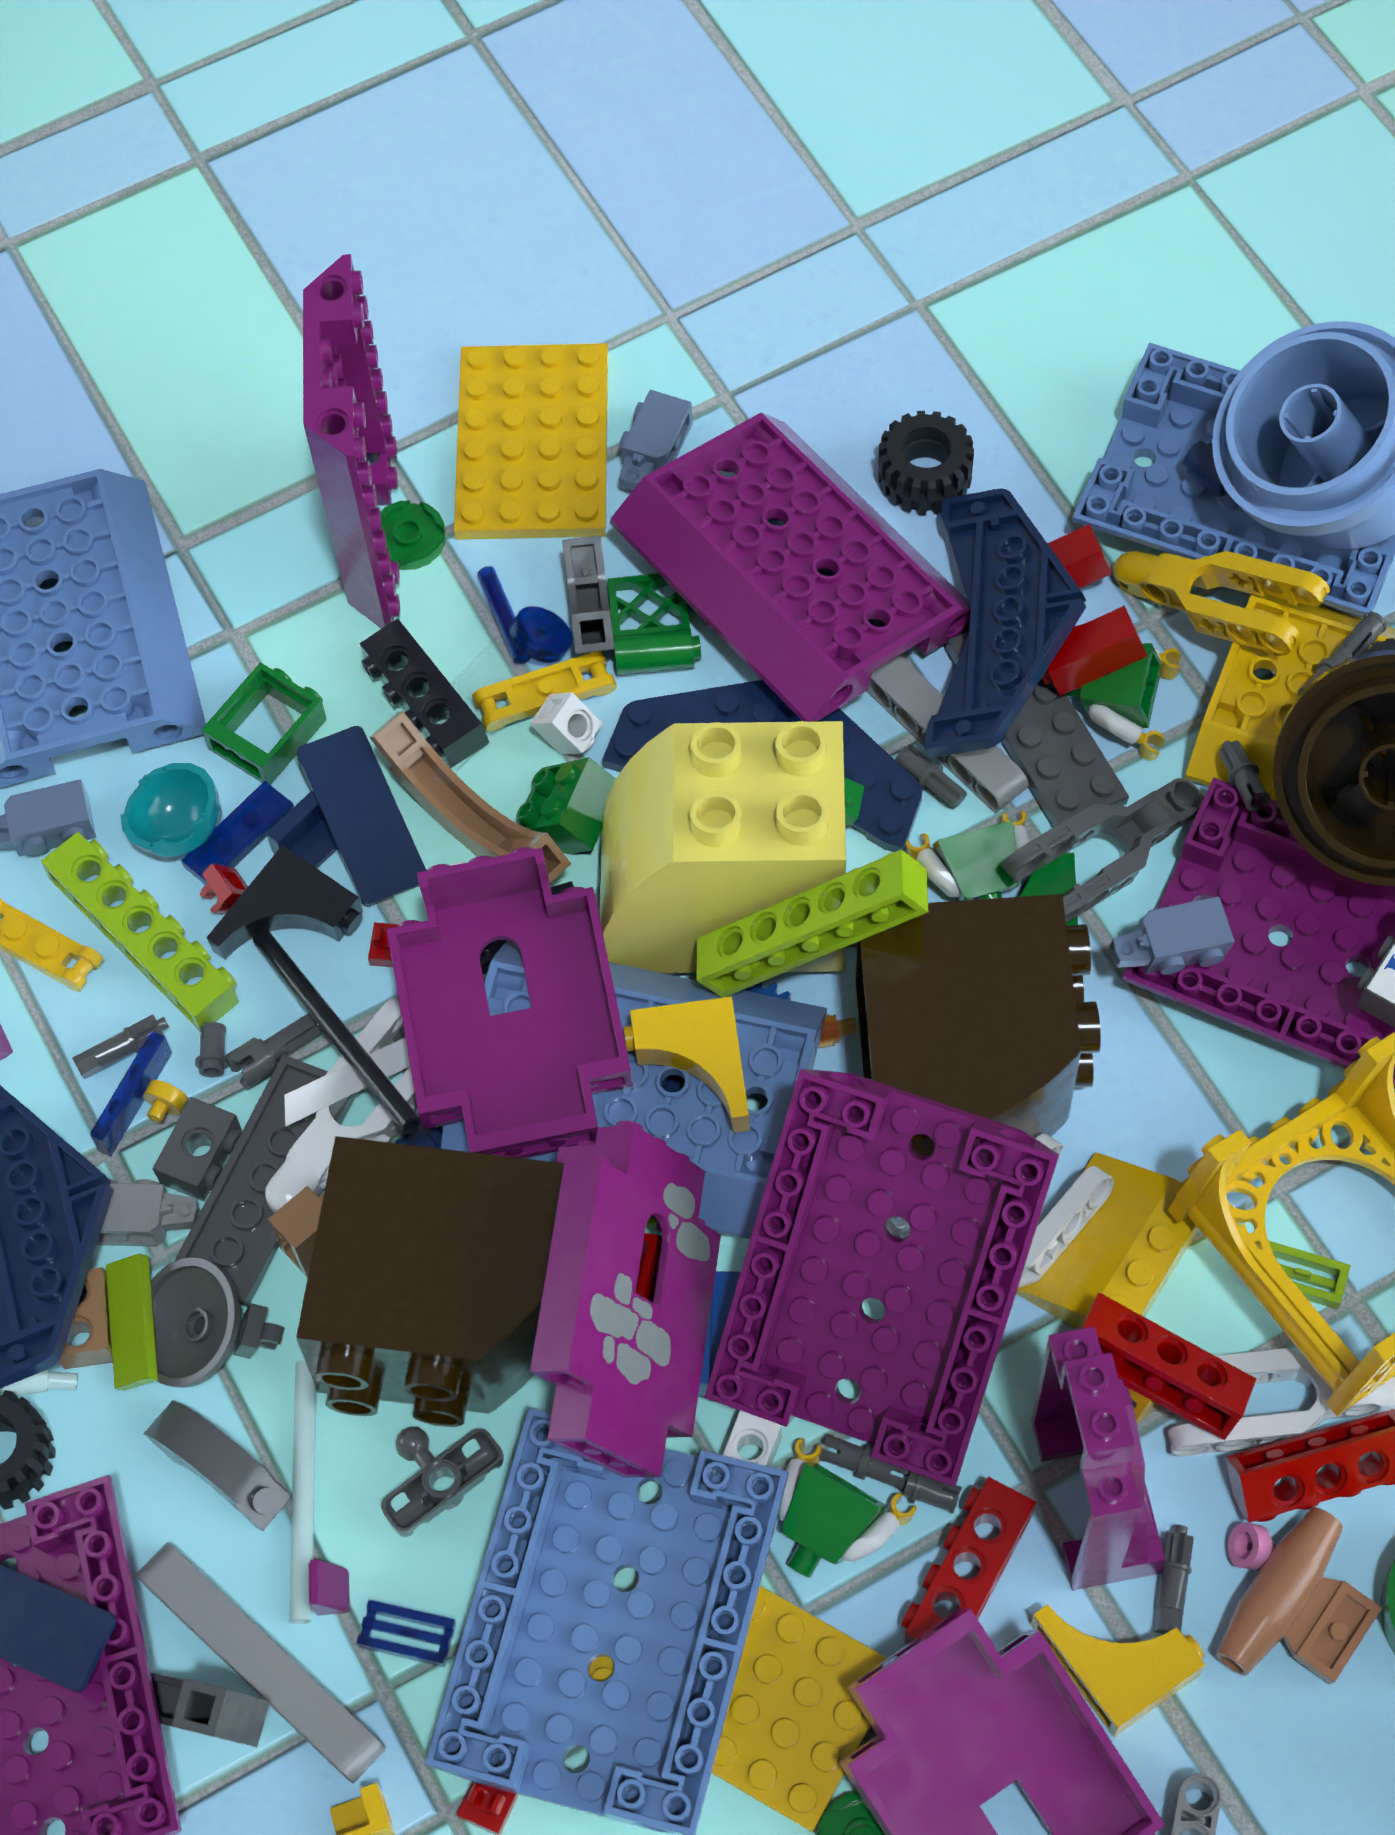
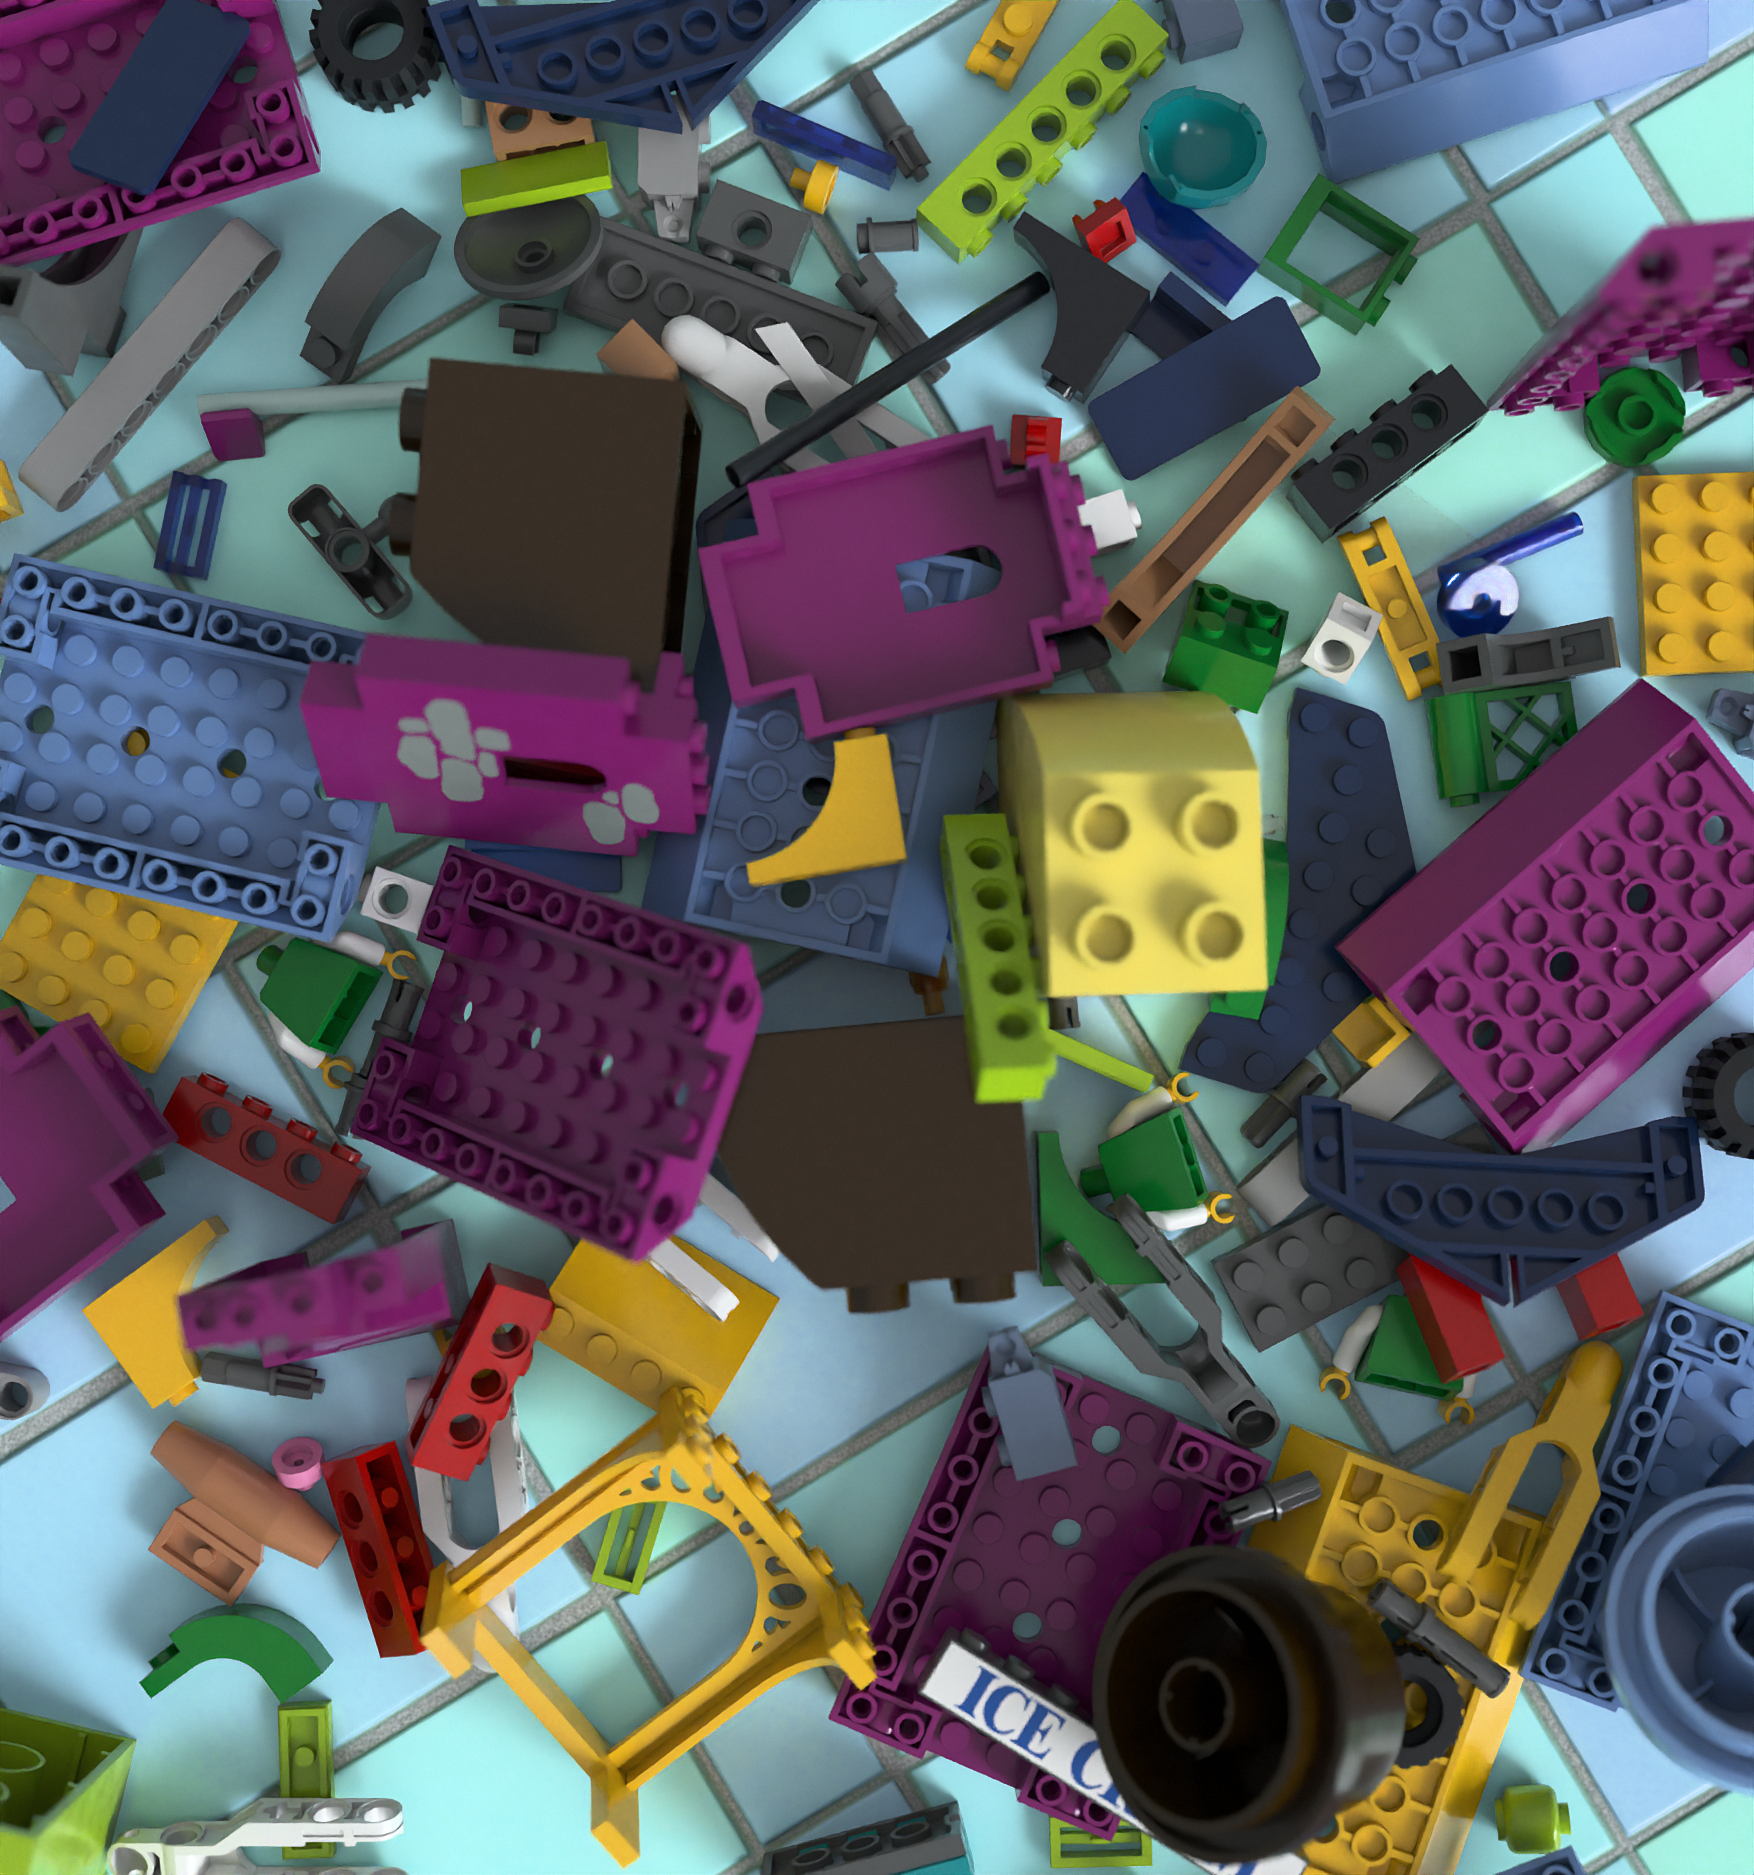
camera: 85 degrees right, 25 degrees up
(876, 711) = (1370, 1033): none -> yellow panel

